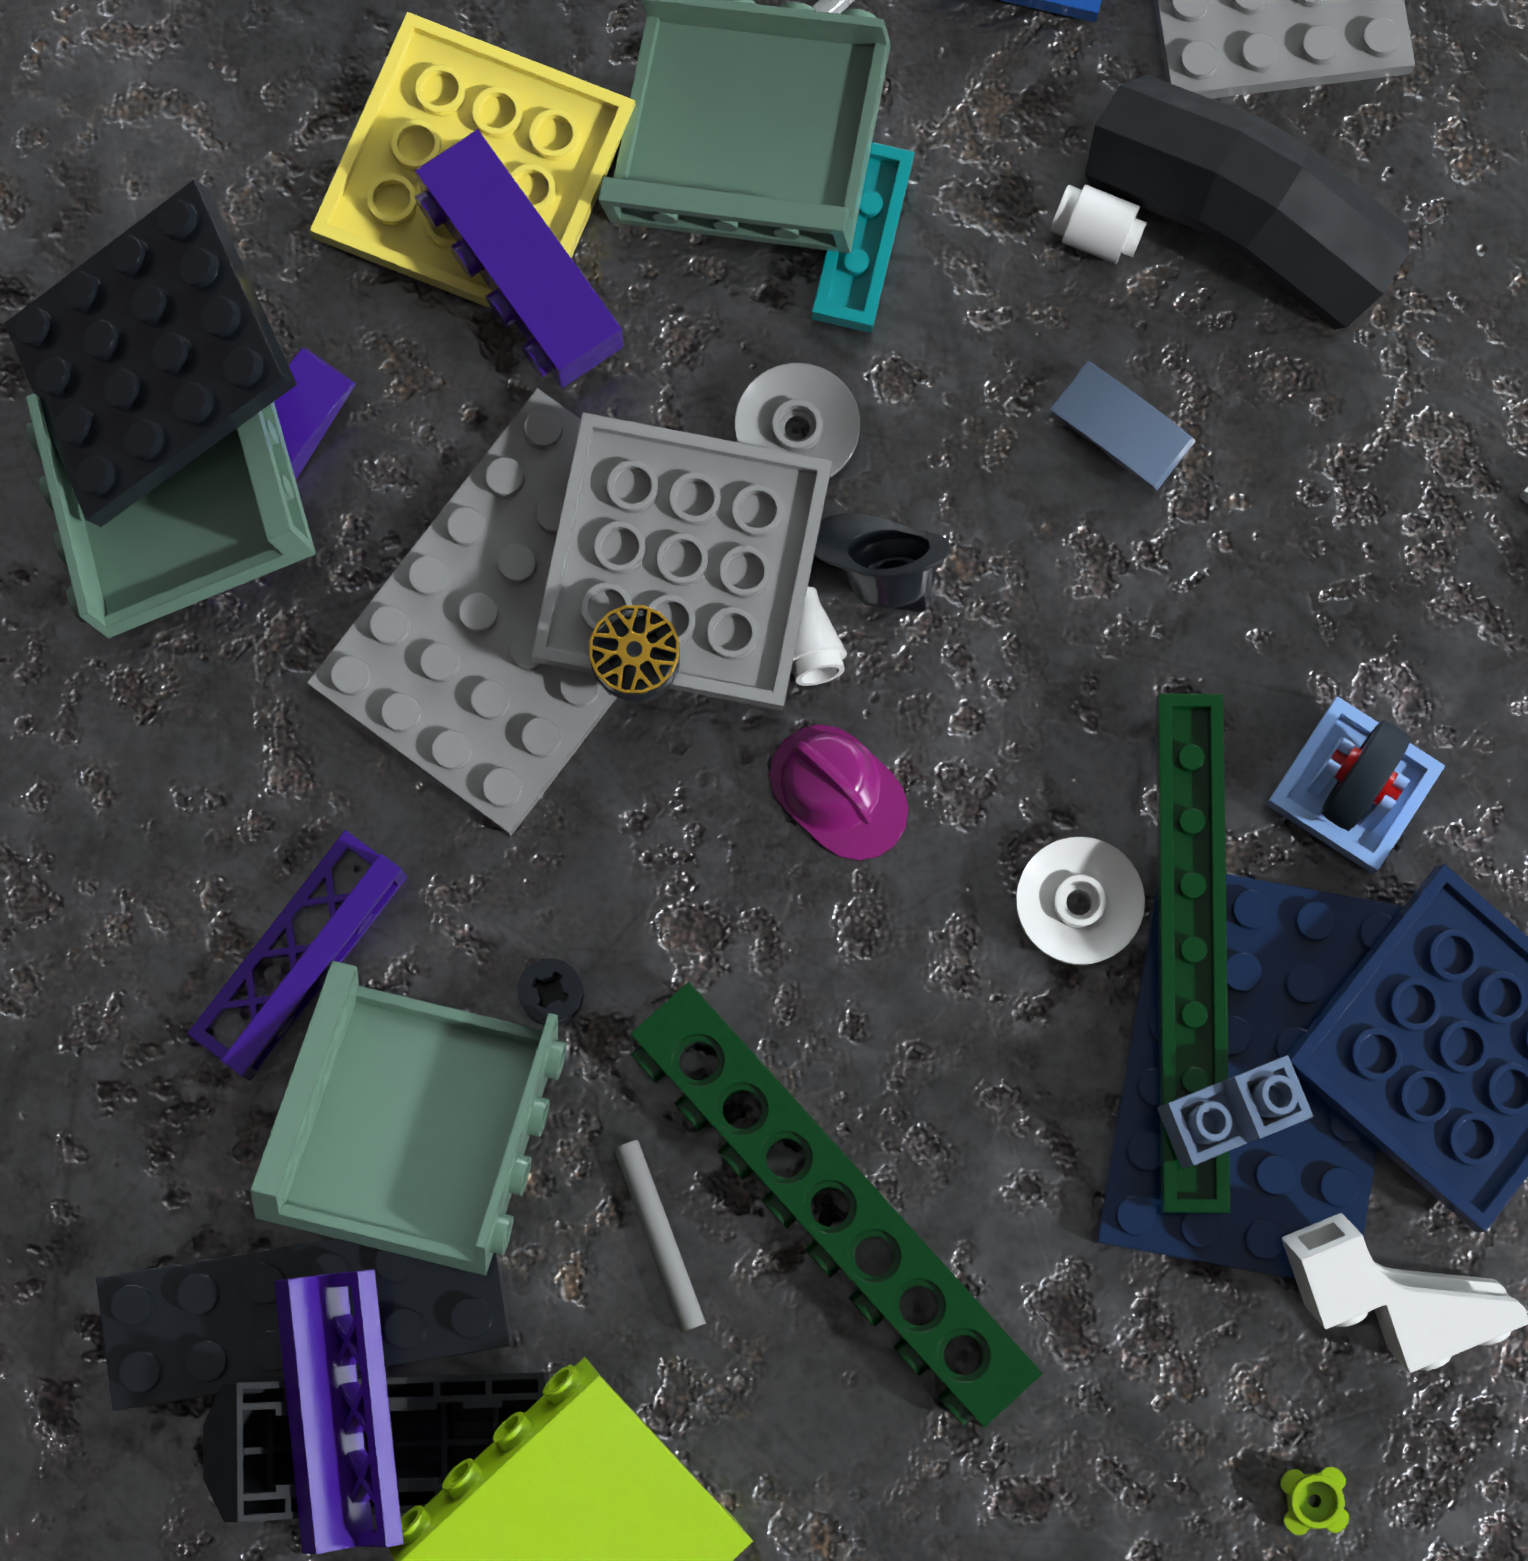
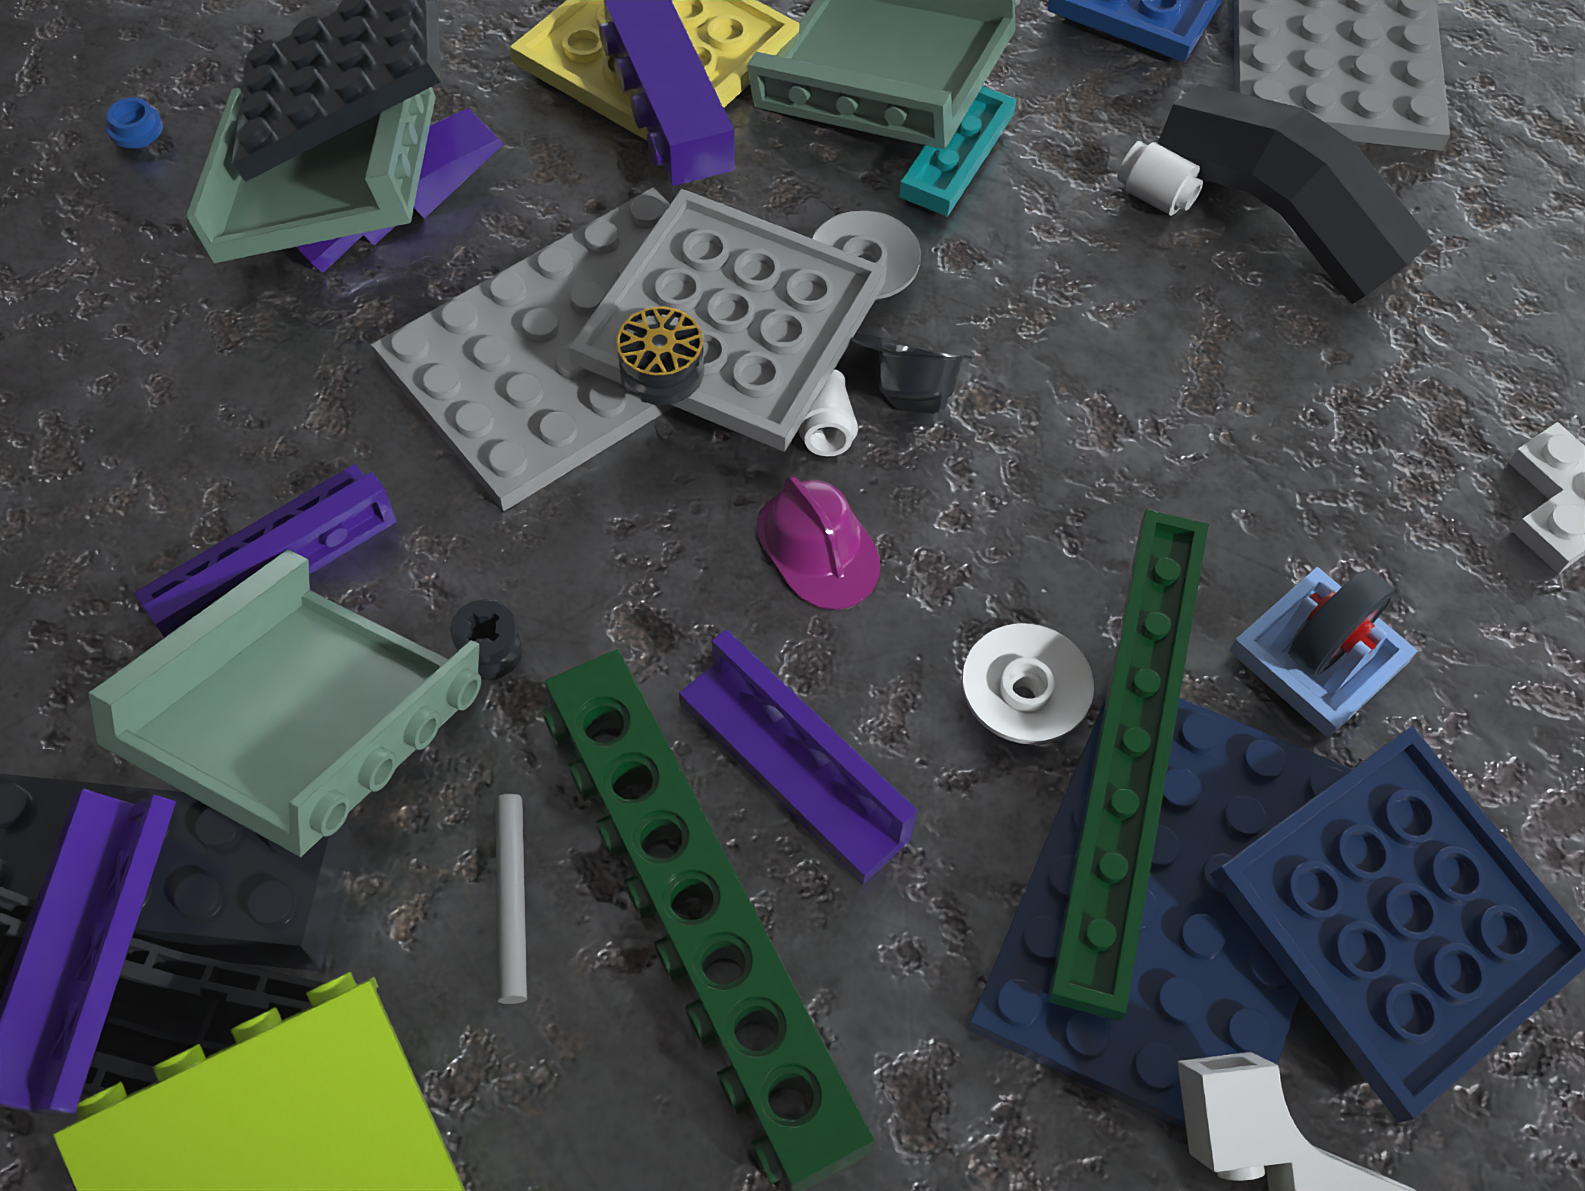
camera: 15 degrees right, 20 degrees down
(880, 1037) = (799, 759): none -> dark purple fence
(1122, 425) = (1155, 318): sand blue slope -> none
(1235, 1112) = (1151, 904): sand blue slope -> none

